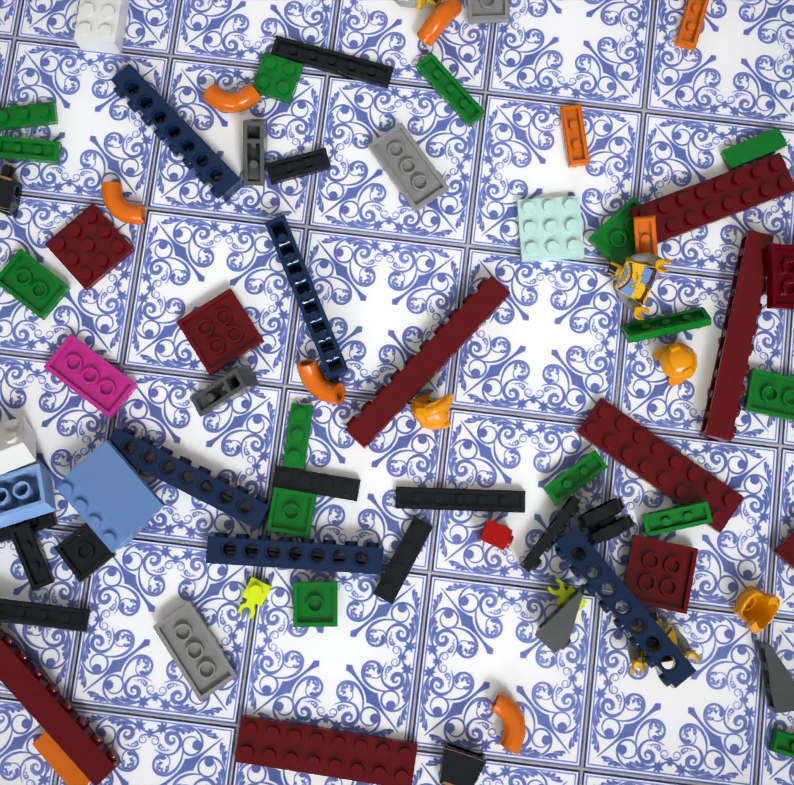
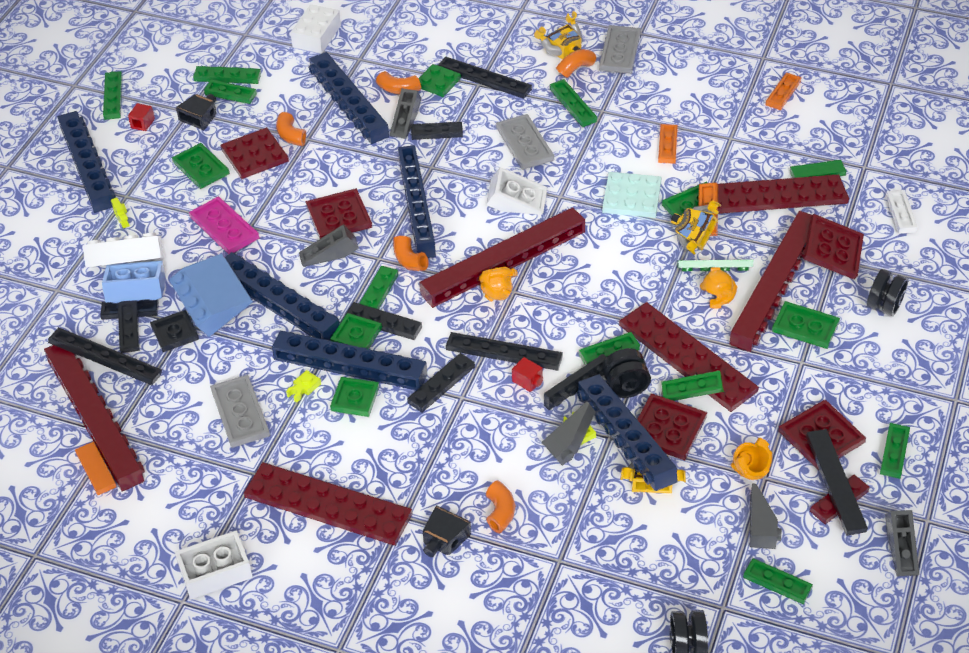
camera: 15 degrees right, 35 degrees down
(419, 259) = (516, 193): none -> white slope

